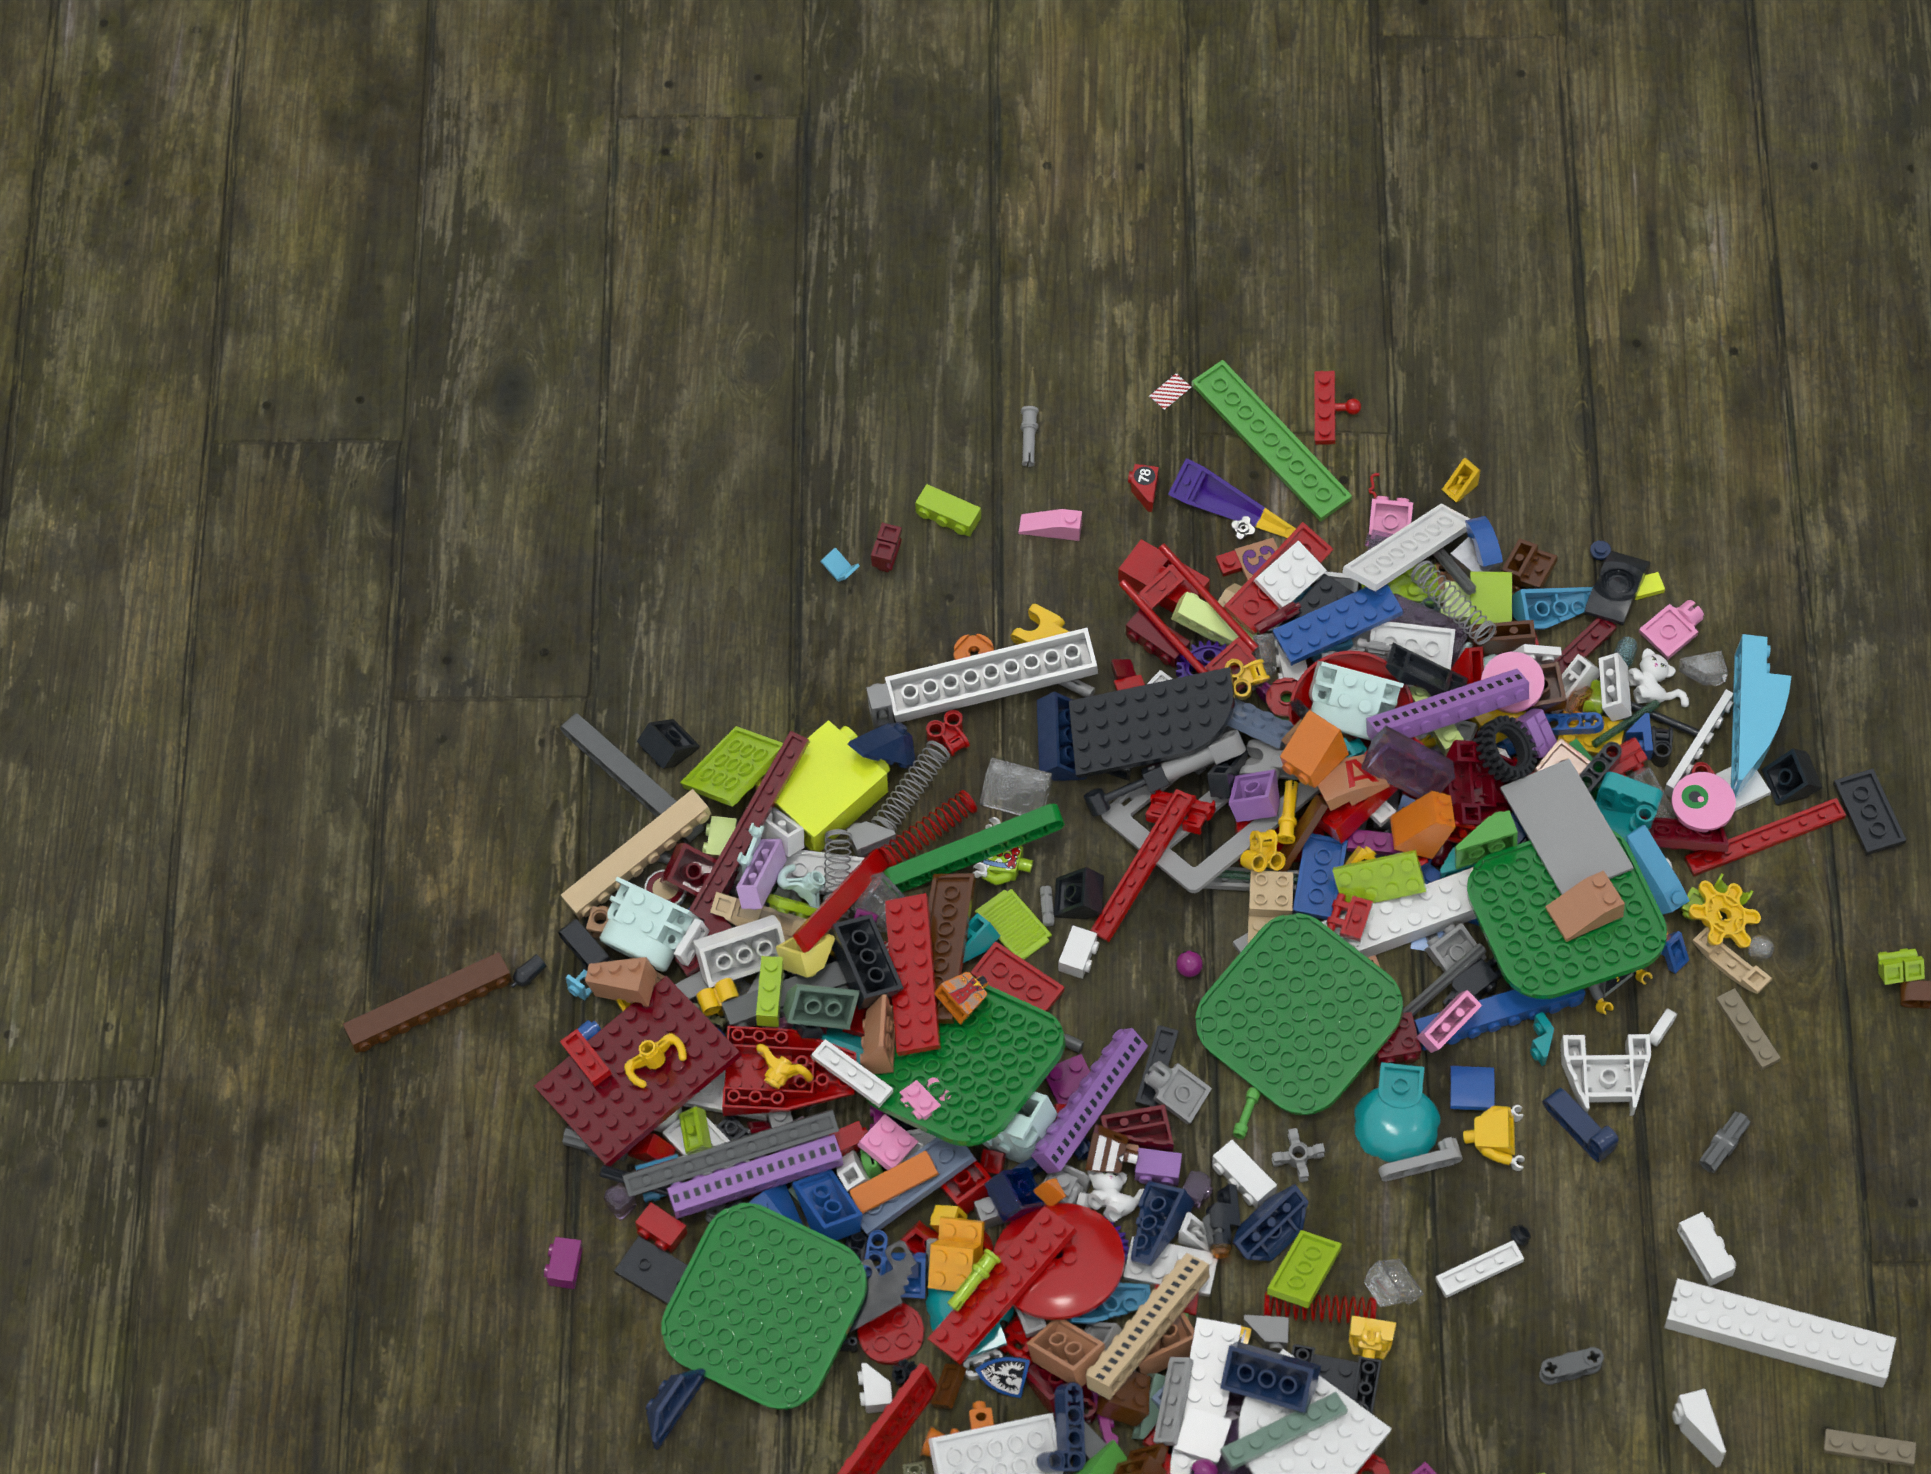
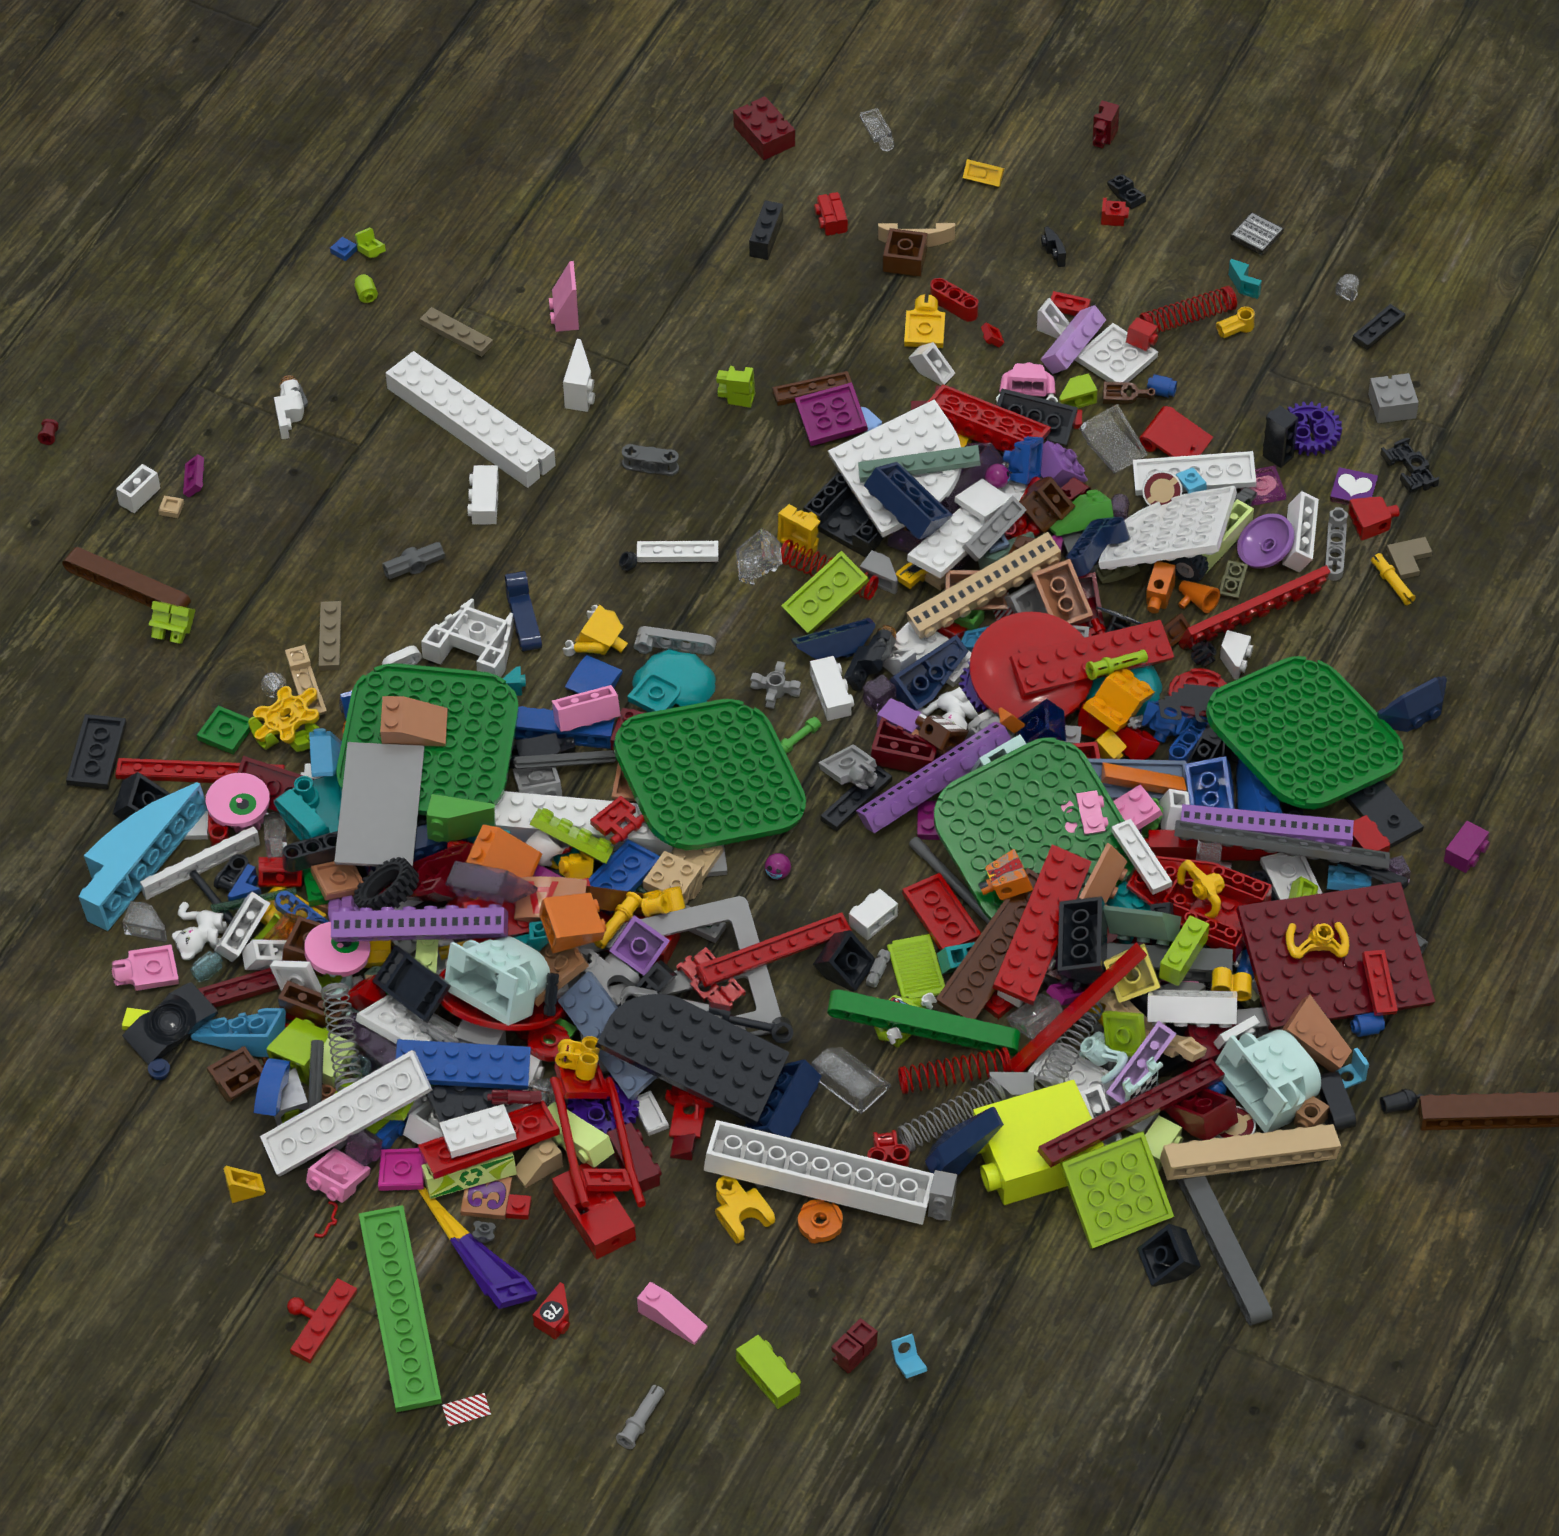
camera: 155 degrees left, 10 degrees down
(1345, 548) = (401, 1169): none -> dark pink plate
(1771, 883) = (224, 730): none -> green plate

